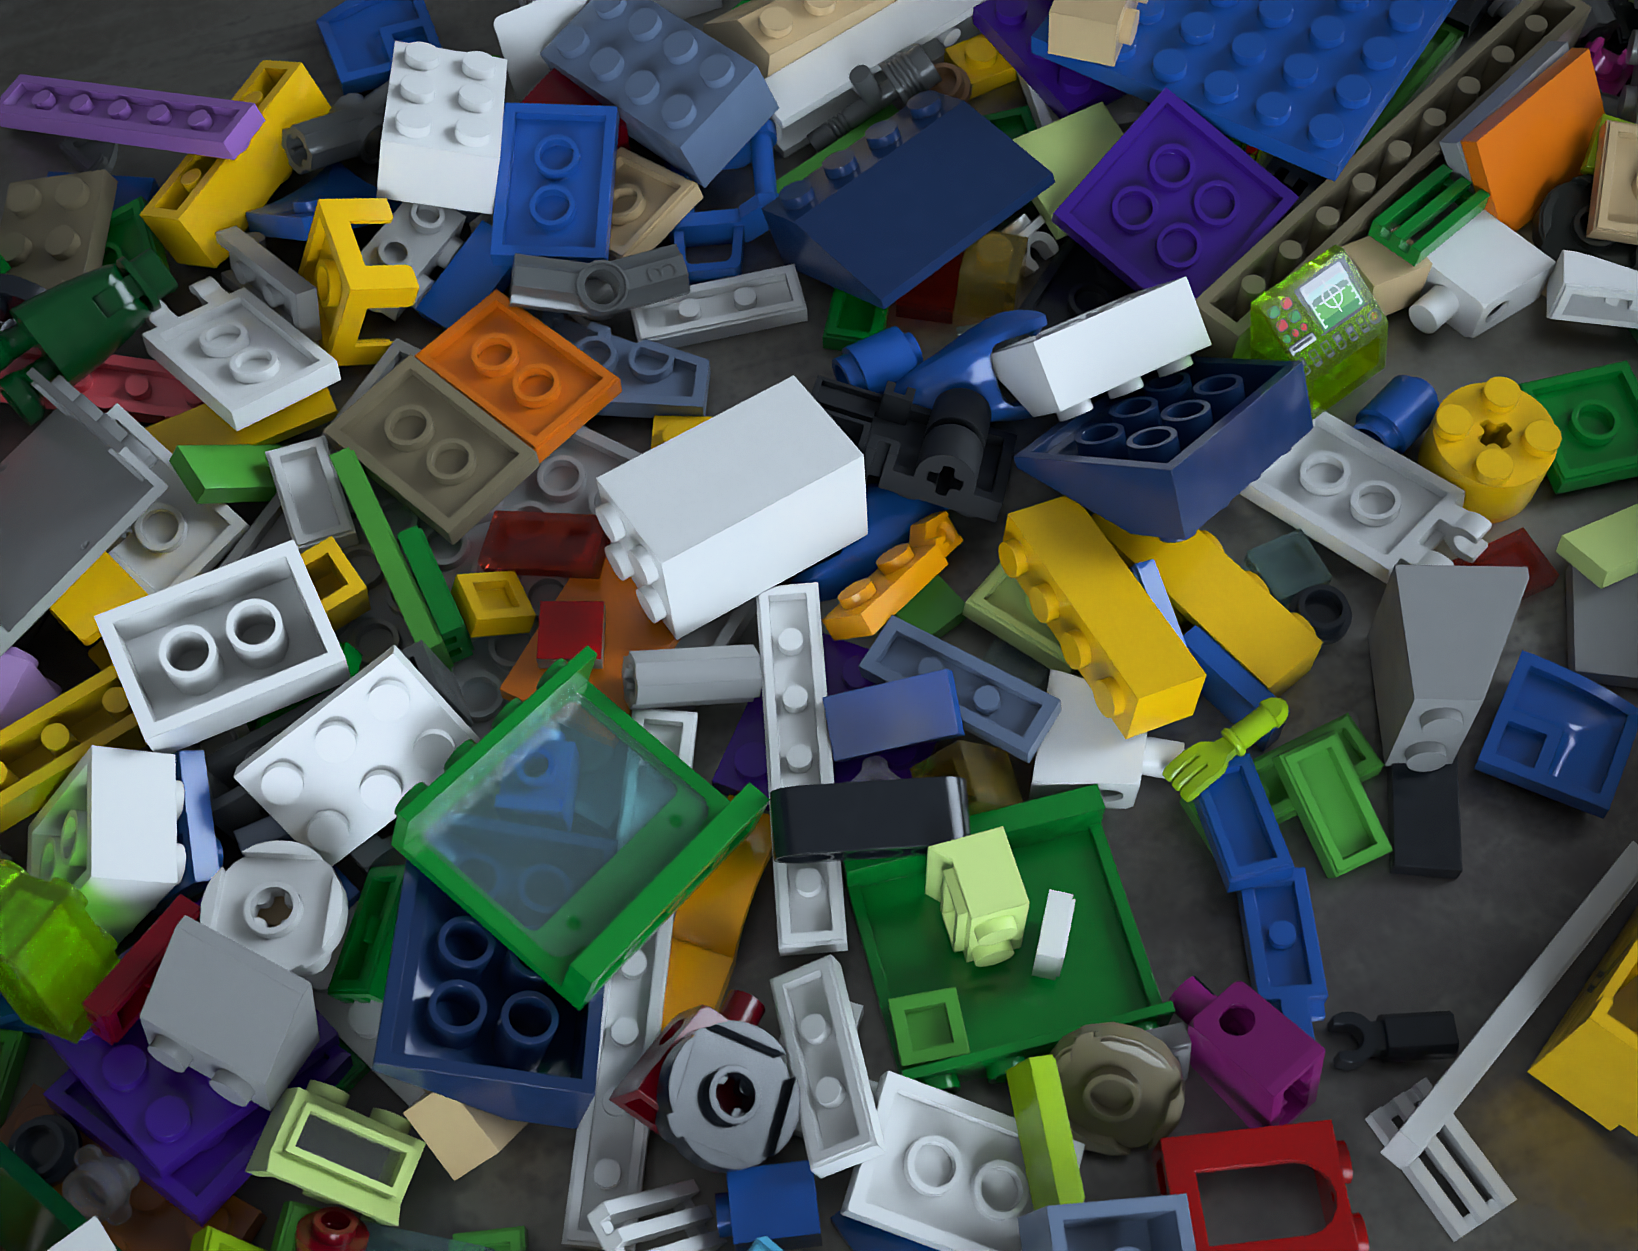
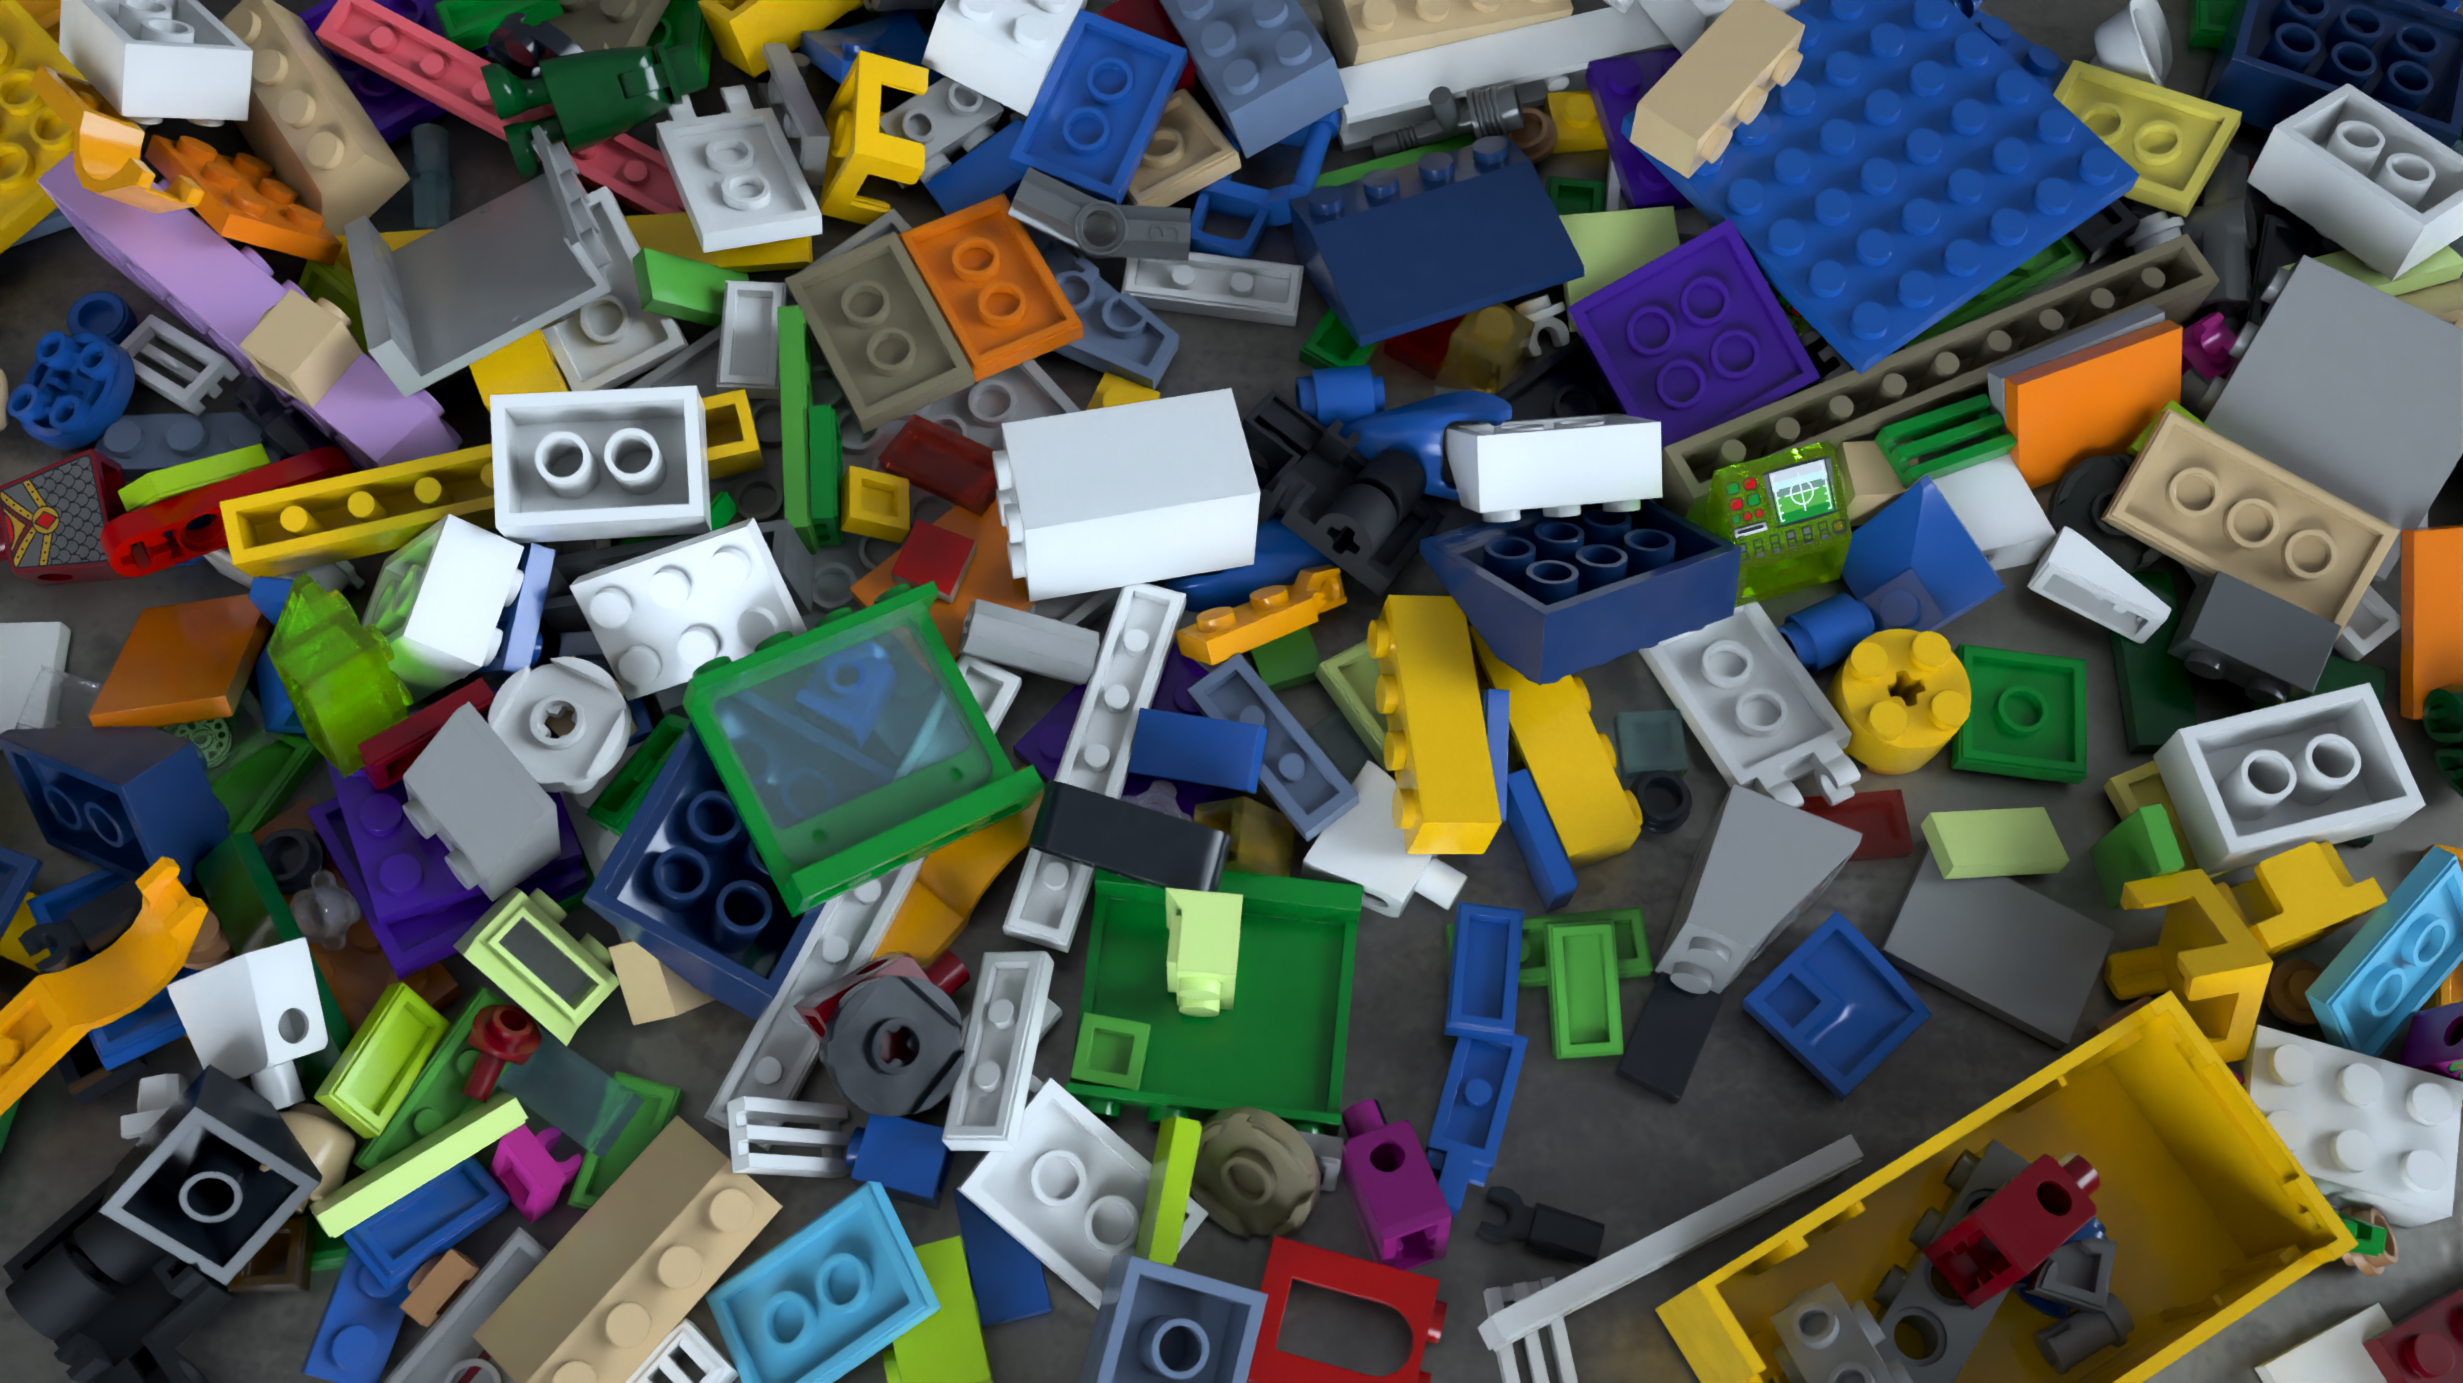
camera: 15 degrees right, 5 degrees up
(1054, 935) = (1260, 1011): white tile -> none
(1207, 761) = (1478, 903): lime piece -> none
(1452, 326) = (1918, 563): none -> blue plate

